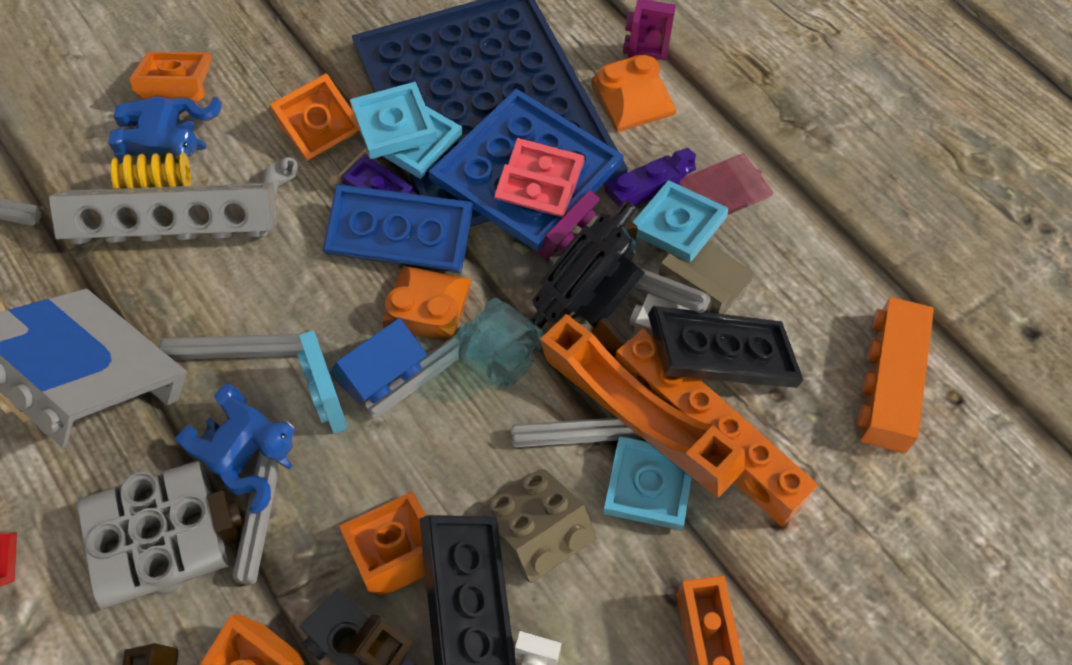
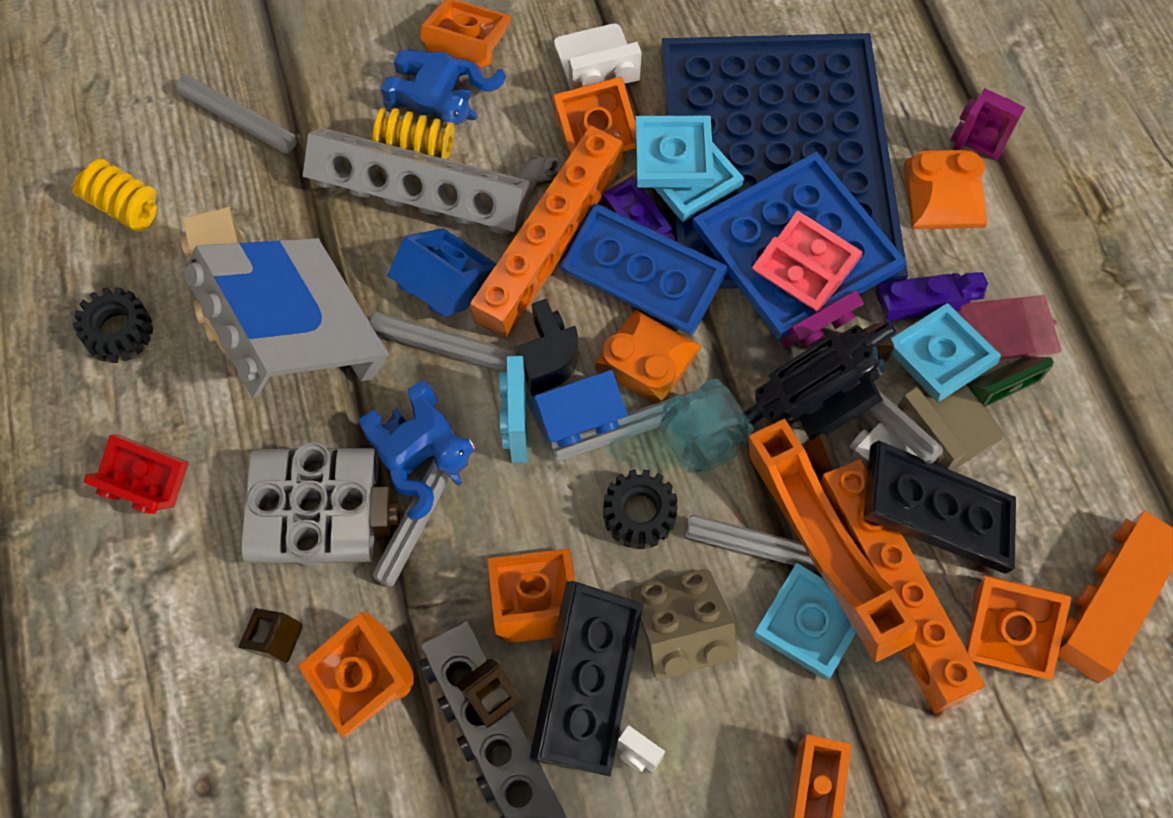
camera: 20 degrees right, 5 degrees up
(214, 284) = (440, 270): none -> blue slope
(300, 64) = (598, 56): none -> white bracket
(301, 223) = (547, 232): none -> orange brick
(342, 321) = (551, 357): none -> black brick
(458, 415) = (646, 486): none -> black tyre
(742, 227) = (1010, 379): none -> dark green slope
(824, 427) = (1017, 626): none -> orange slope

